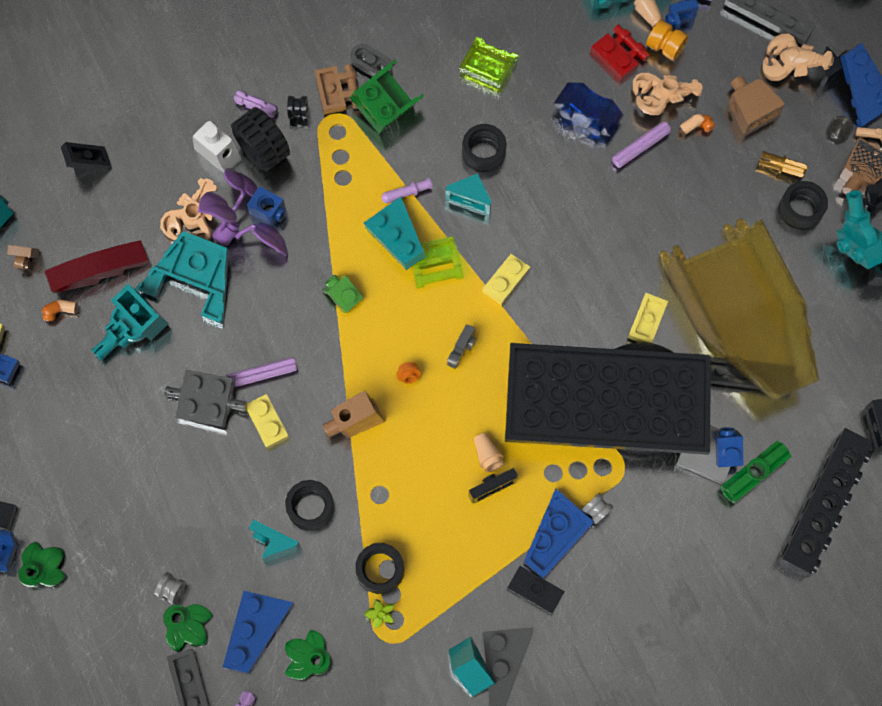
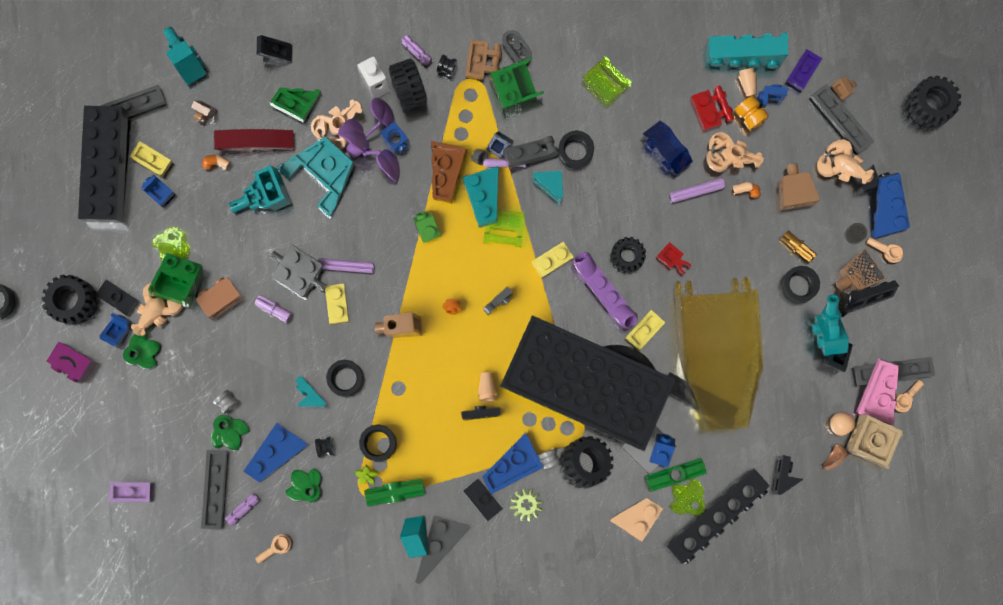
camera: 20 degrees right, 10 degrees up
(35, 428) = (166, 245): none -> clear neon green plate
(42, 505) = (153, 311): none -> light nougat animal
(57, 460) = (177, 280): none -> green piece
(118, 465) = (218, 298): none -> nougat piece
(132, 207) = (295, 101): none -> green wing
(190, 454) = (273, 308): none -> lavender axle
(314, 597) = (324, 447): none -> black wheel
(341, 220) = (447, 168): none -> dark orange wing
(374, 193) = (479, 156): none -> dark grey hinge
(392, 173) = (498, 143): none -> dark blue slope
(423, 620) = (394, 492): none -> green piece
(432, 167) = (530, 152): none -> dark grey plate
(583, 291) = (604, 290): none -> medium lavender plate
(592, 584) = (530, 499): none -> yellowish green gear
(594, 228) = (628, 243): none -> black tyre
(644, 226) = (671, 256): none -> red plate
(652, 480) = (600, 458): none -> black tyre
(733, 542) = (638, 518): none -> light nougat wing
(778, 495) = (686, 496): none -> clear neon green plate

